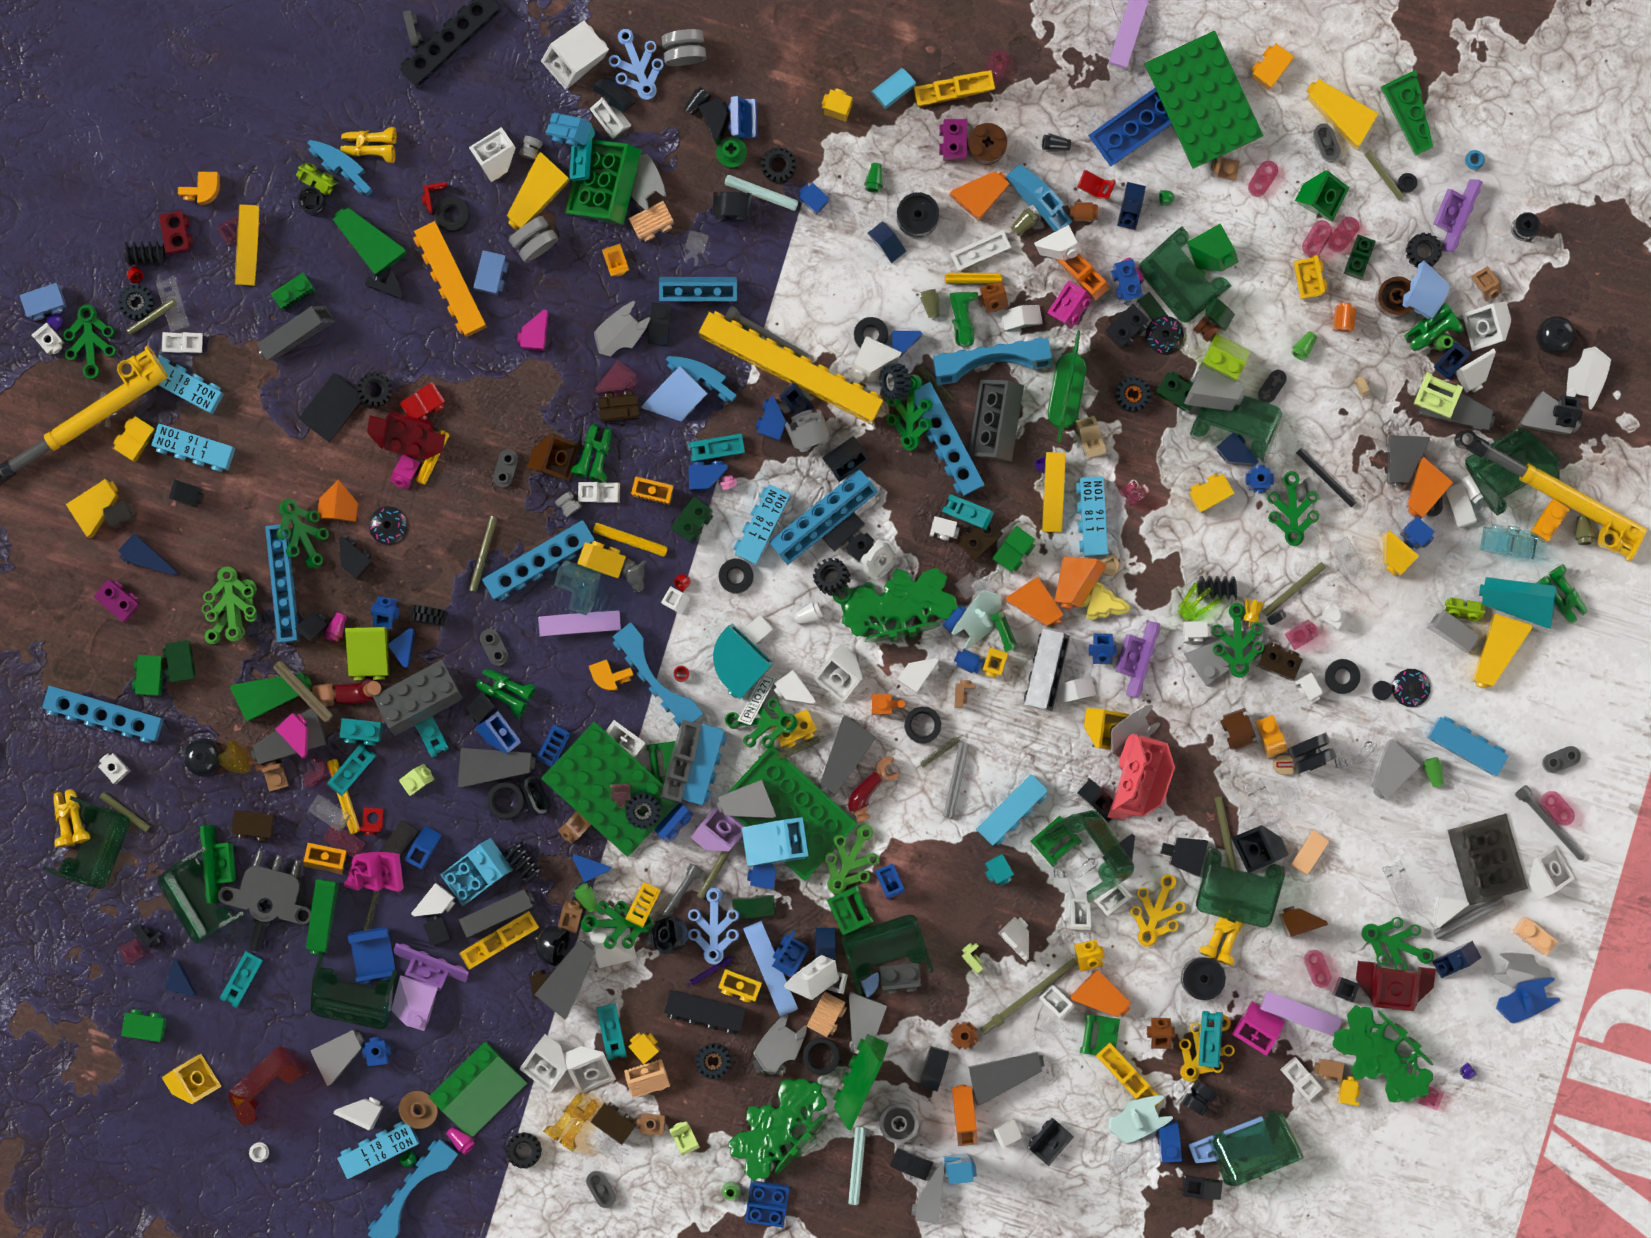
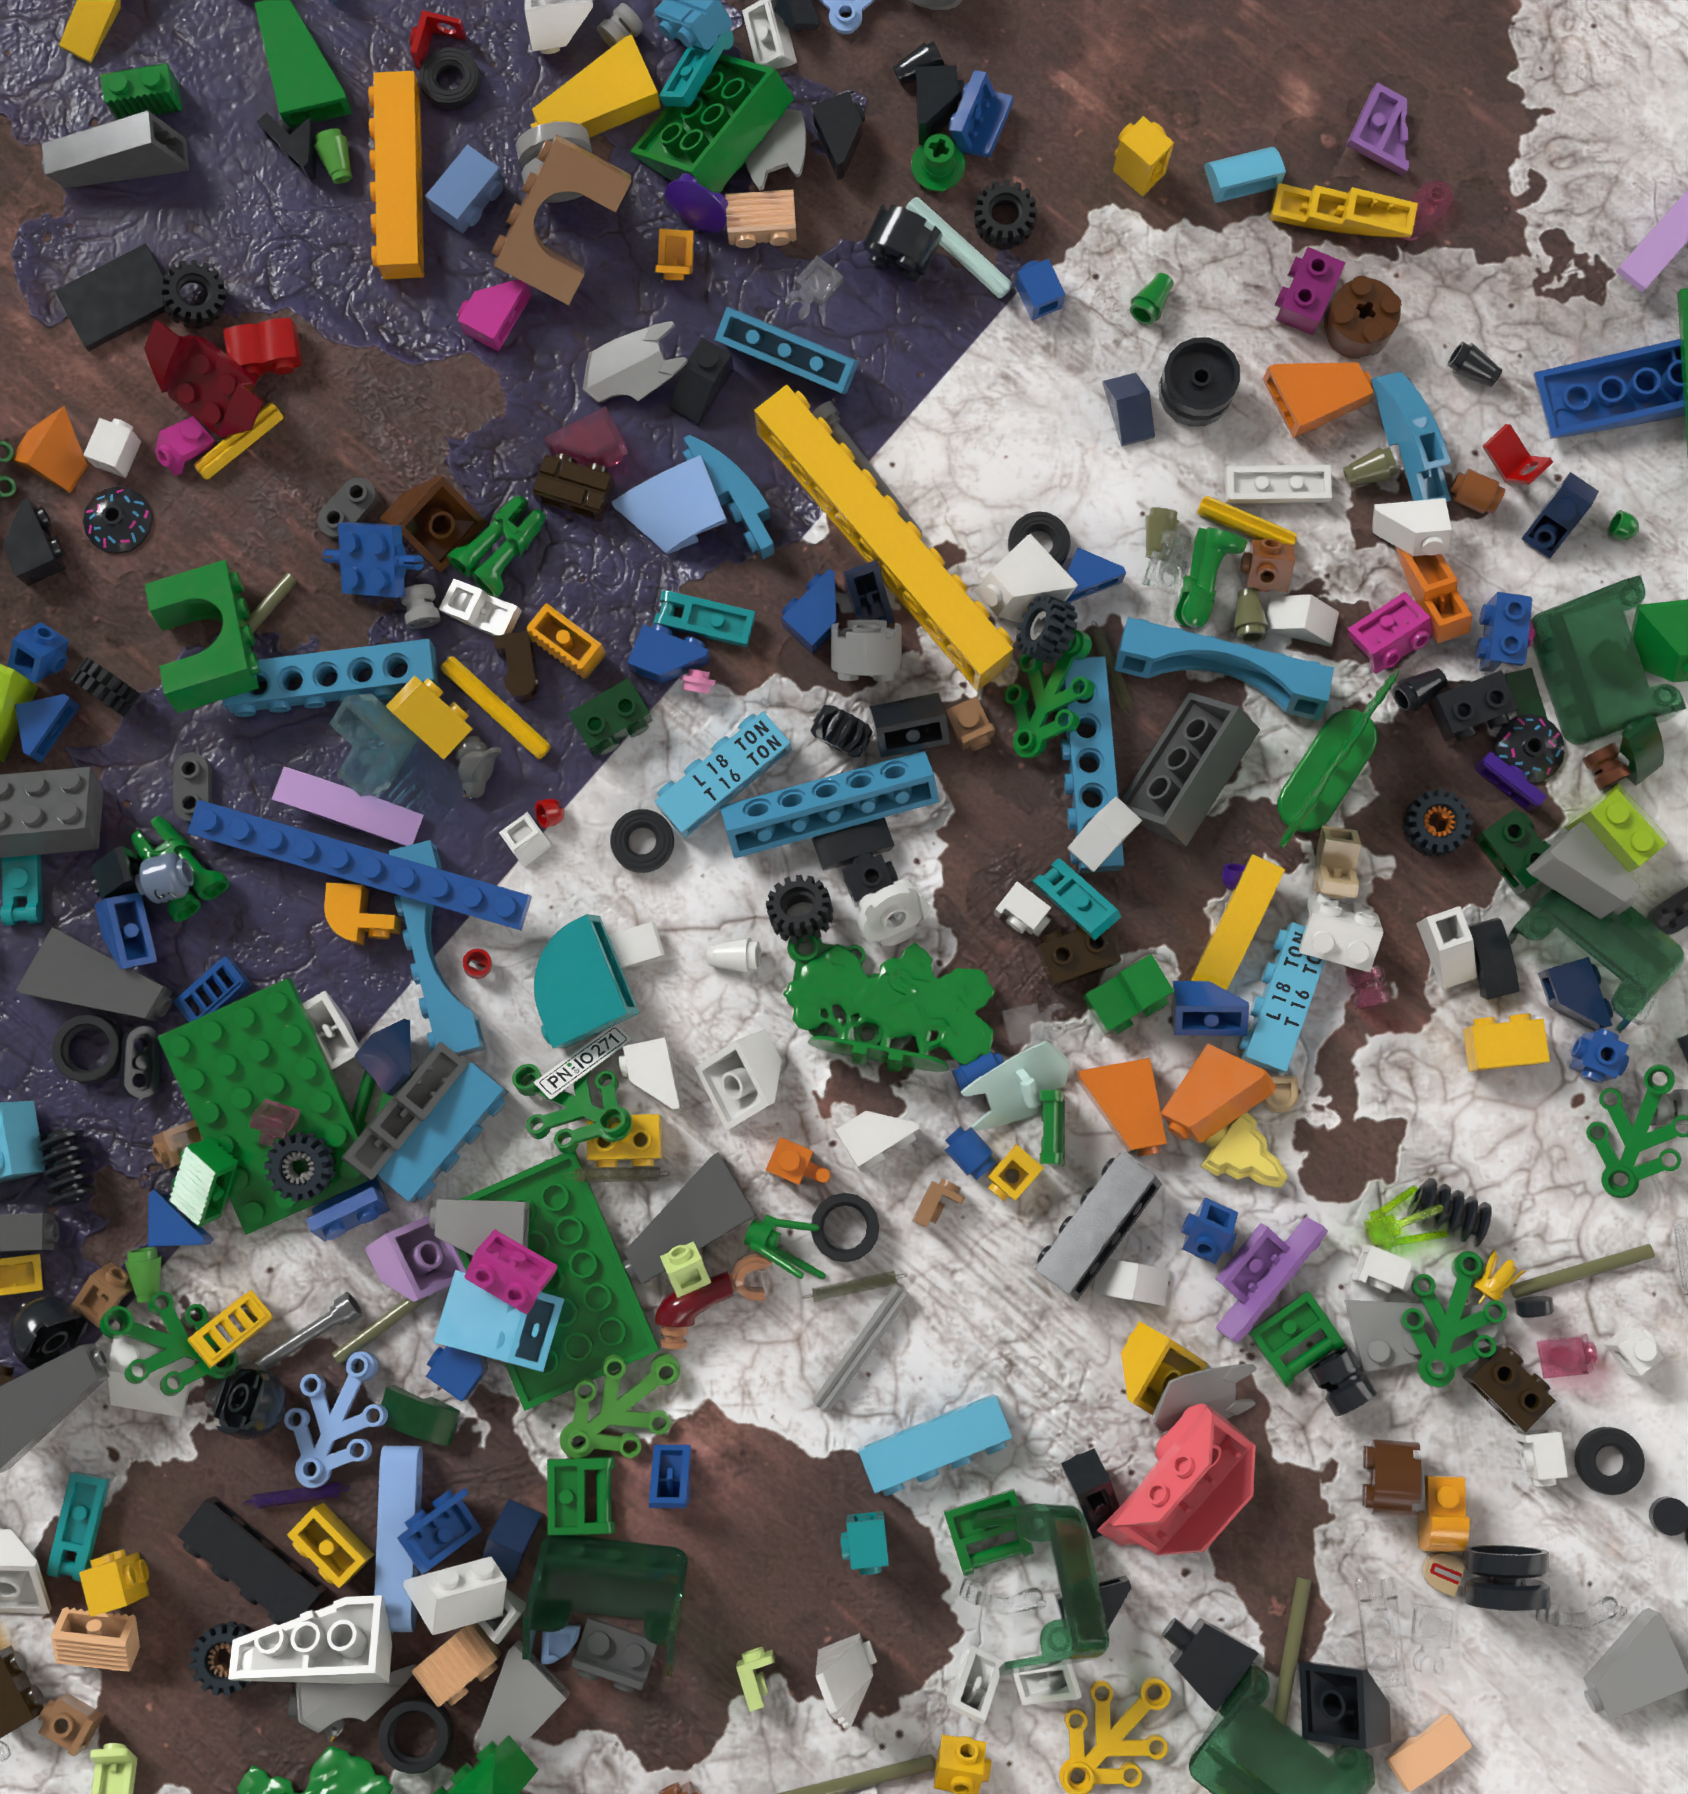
camera: 25 degrees right, 5 degrees down
(369, 488) = (112, 447): none -> white brick
(411, 282) = (334, 154): none -> bright green cone
(459, 544) = (229, 663): none -> green arch
(508, 698) = (164, 878): none -> sand blue head
(534, 491) = (372, 559): none -> blue plate
(544, 249) = (562, 169): none -> medium nougat arch
(596, 839) = (203, 1181): none -> brick
(601, 650) = (360, 865): none -> blue plate
(616, 231) = (696, 204): none -> dark purple dish
(637, 518) = (522, 671): none -> dark brown leg
(661, 739) = (388, 1056): none -> dark blue slope
(671, 155) = (839, 129): none -> black slope
(760, 1031) = (329, 1645): none -> white wedge
(771, 815) = (509, 1271): none -> dark pink bracket
(813, 477) = (841, 730): none -> black gear
(854, 778) = (685, 1269): none -> yellowish green bracket
(876, 444) = (970, 724): none -> medium nougat bracket
(886, 747) = (765, 1240): none -> green plant
(942, 320) = (1166, 568): none -> clear plate
(956, 34) = (1382, 129): none -> medium lavender wing
(968, 473) = (1104, 834): none -> white slope
(994, 327) = (1250, 619): none -> olive cone
(1056, 540) = (1207, 1010): none -> blue slope
(1096, 328) = (1417, 690): none -> black cone
(1106, 472) = (1341, 932): none -> white bracket
(1161, 356) = (1510, 781): none -> dark purple plate
(1161, 679) = (1288, 1329): none -> green plate
(1163, 456) = (1449, 947): none -> white slope
(1188, 452) = (1494, 959): none -> black slope
(1197, 694) = (1342, 1381): none -> black wheel

